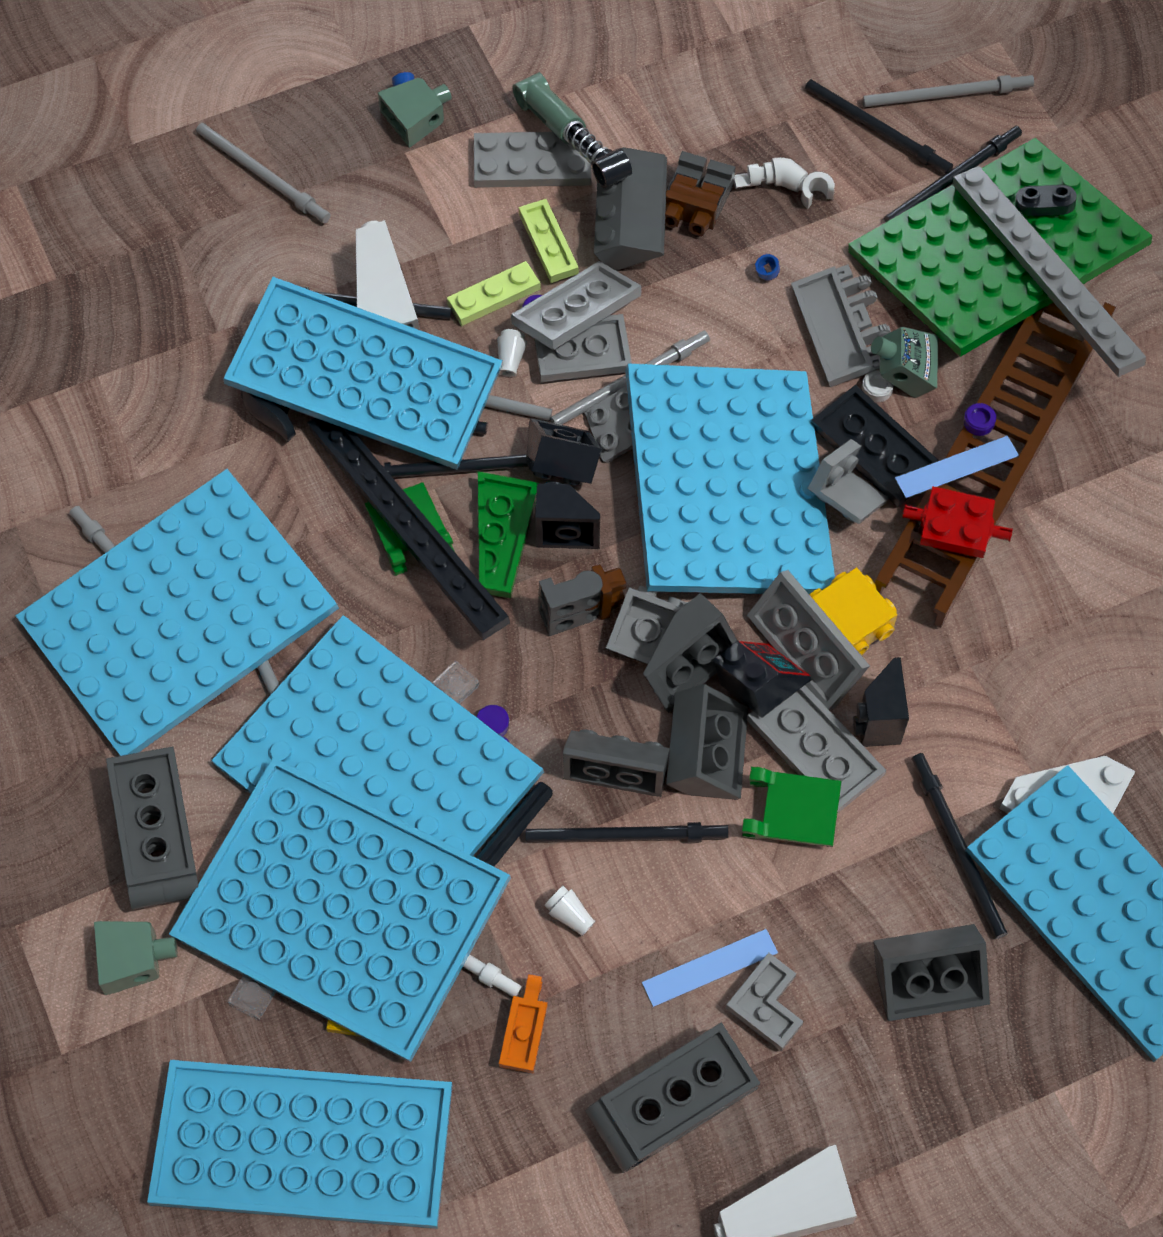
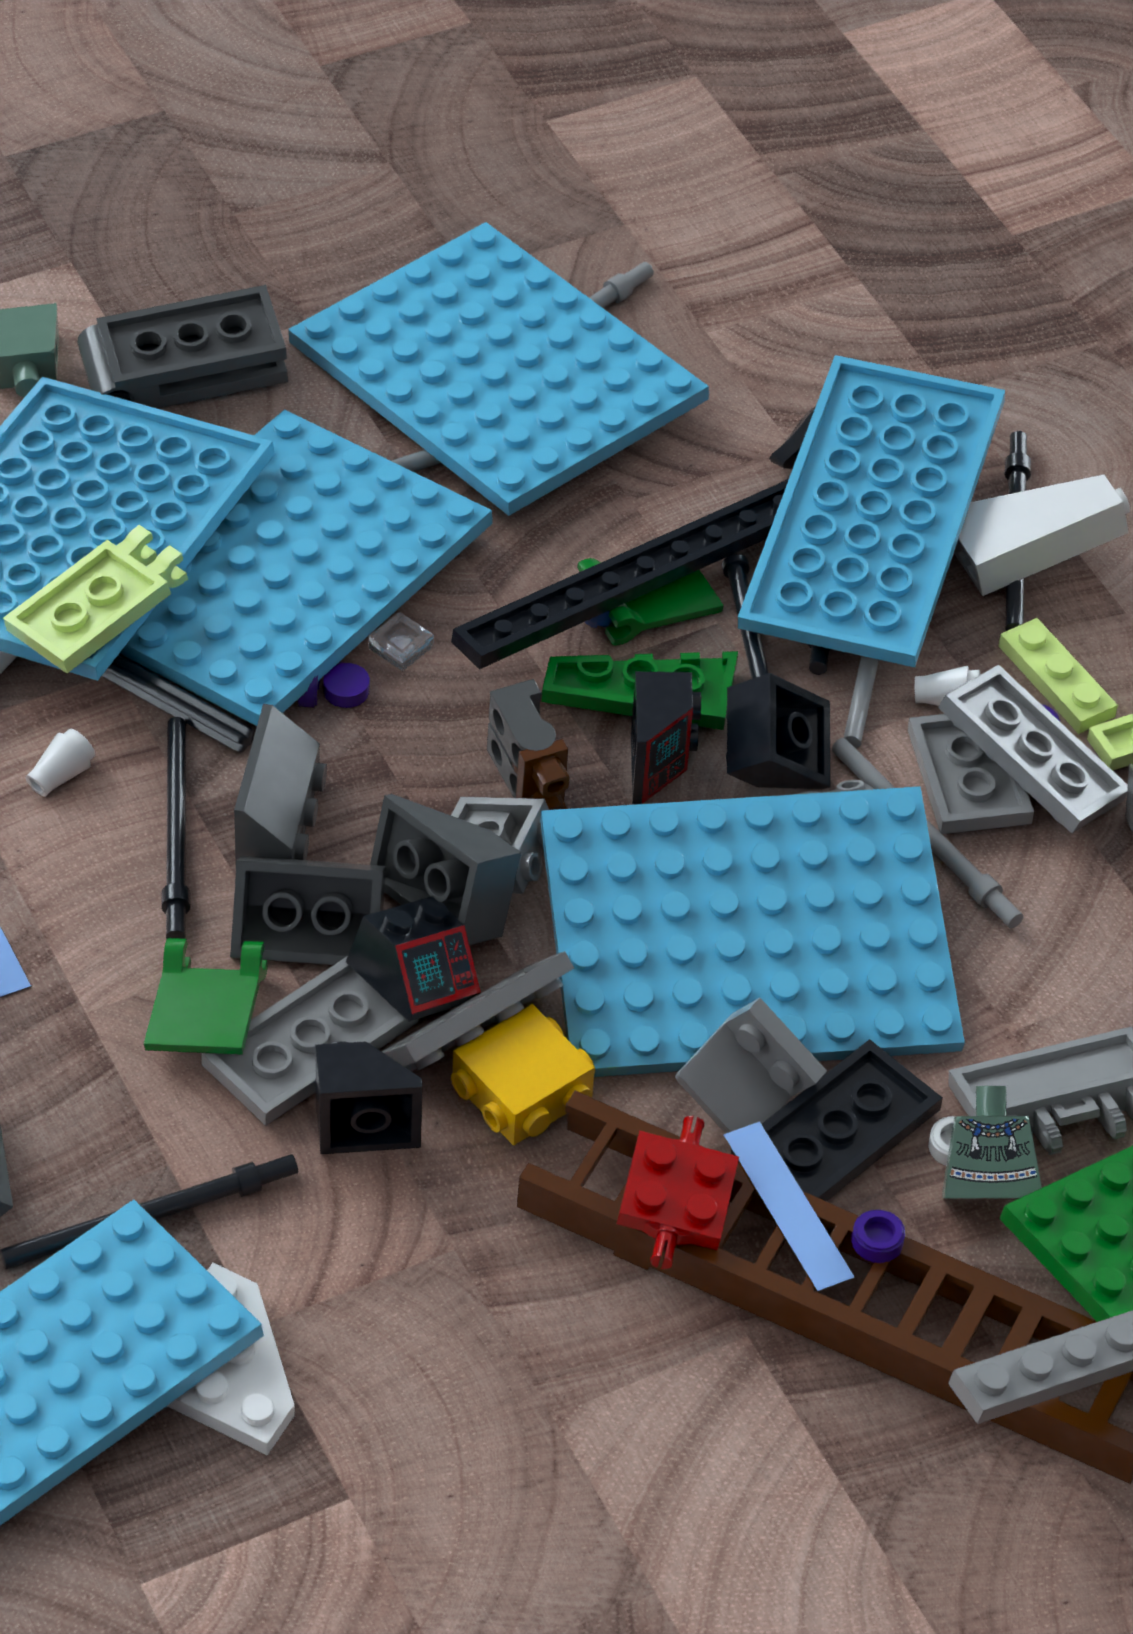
camera: 85 degrees right, 15 degrees down
(449, 874) = (96, 599): none -> yellowish green tile

